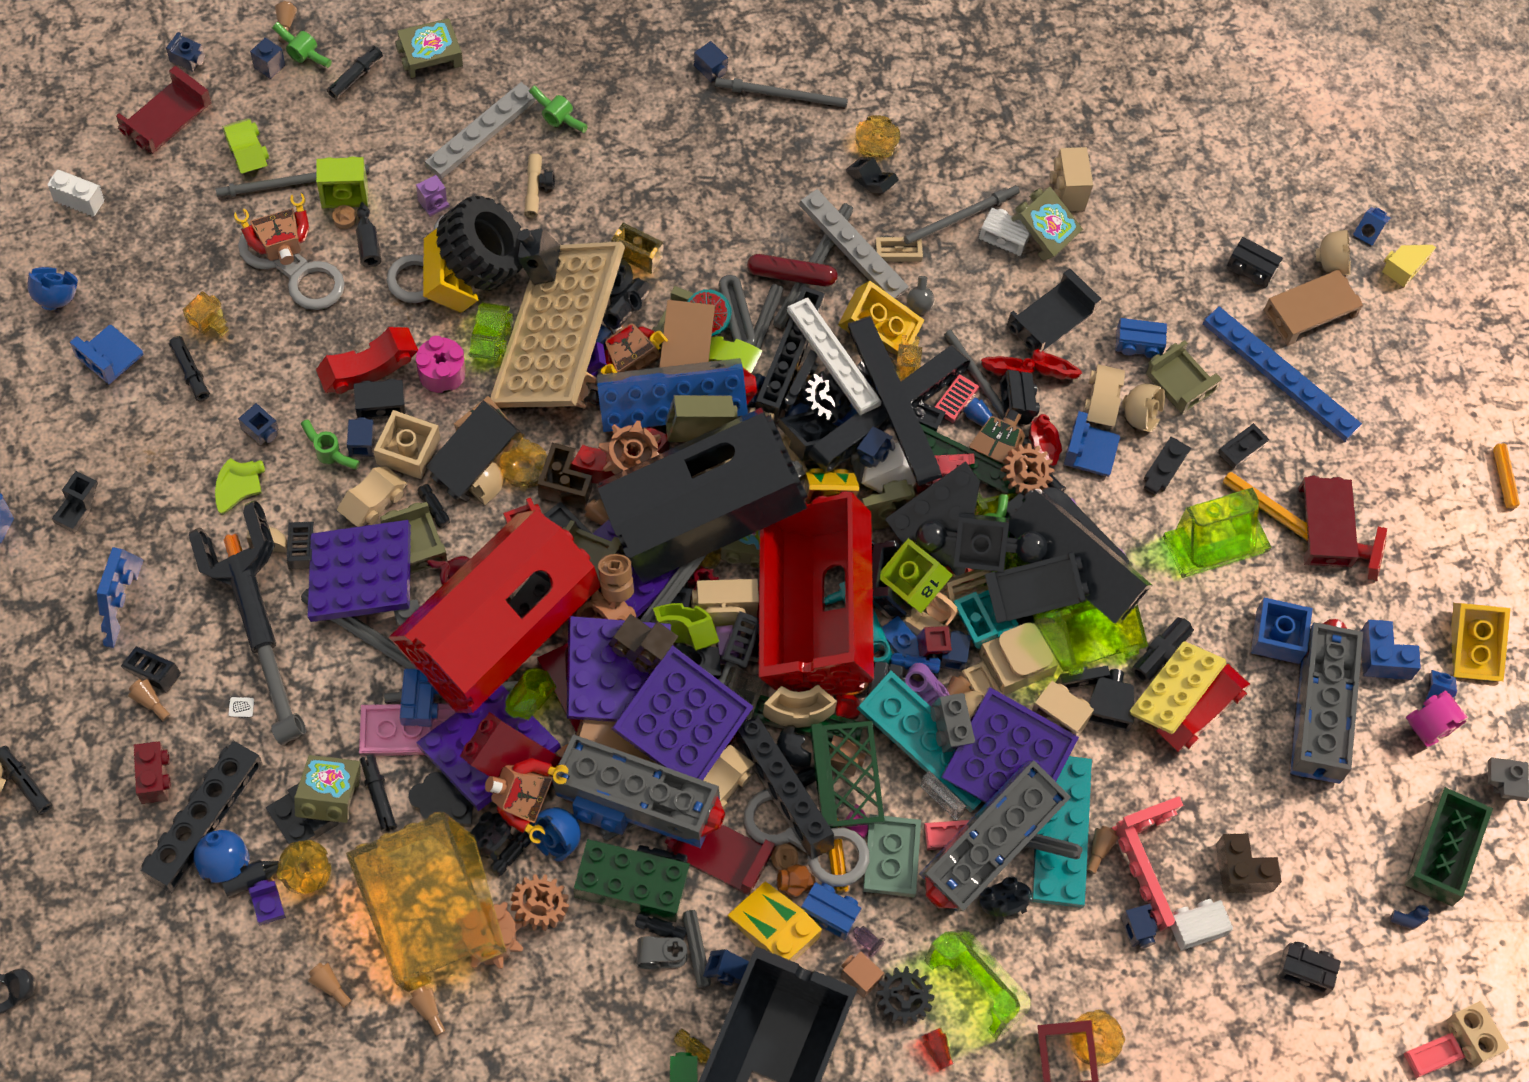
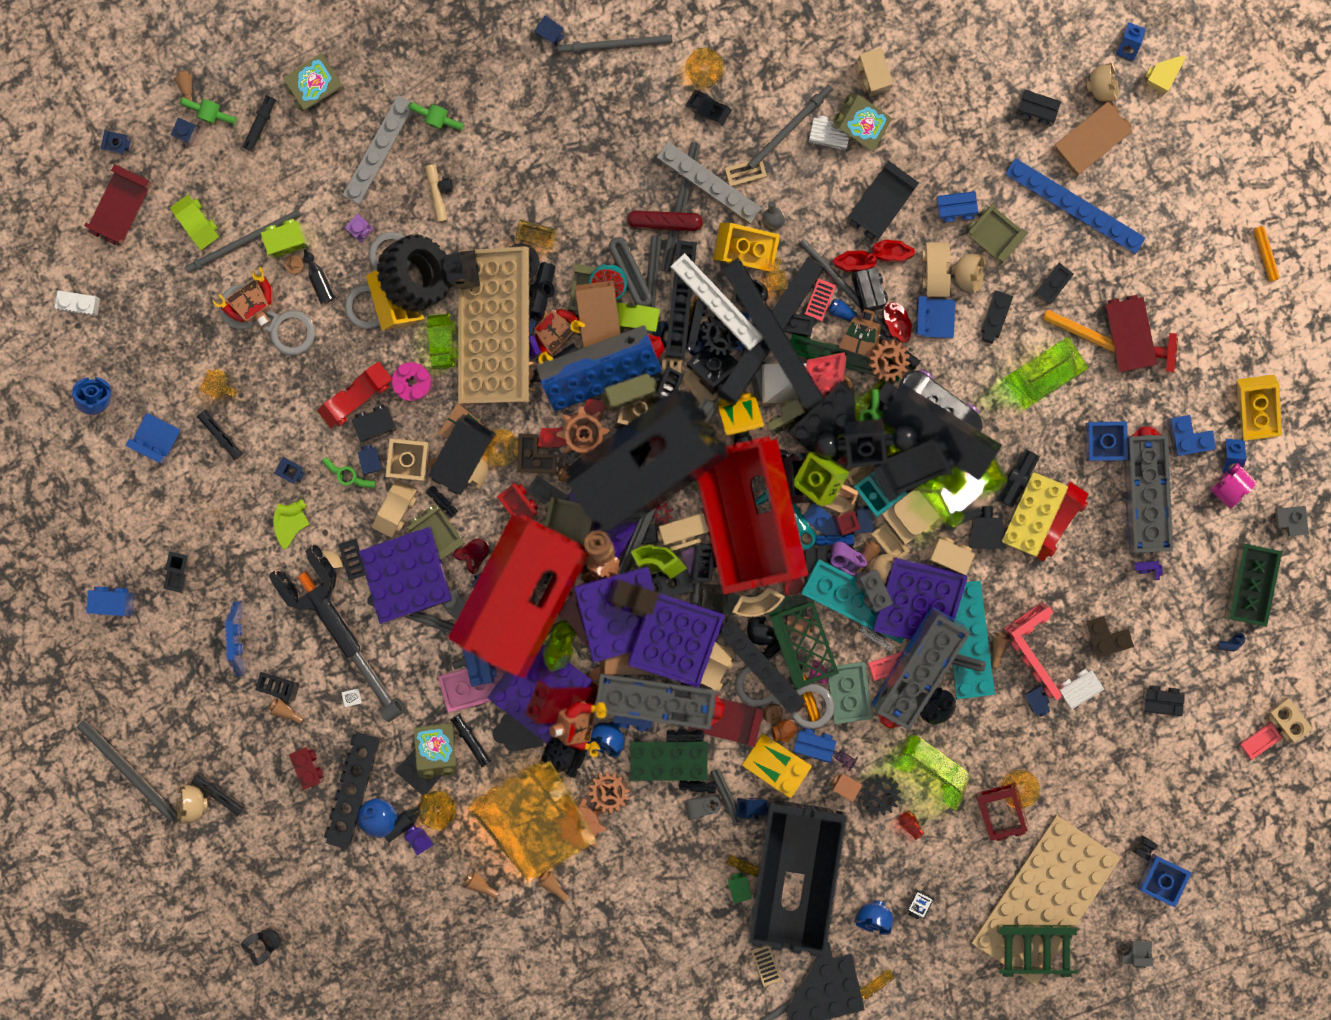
camera: 10 degrees left, 25 degrees up
(875, 447) = (767, 376): dark blue brick -> none
(1313, 792) = (1144, 567): none -> dark purple bracket

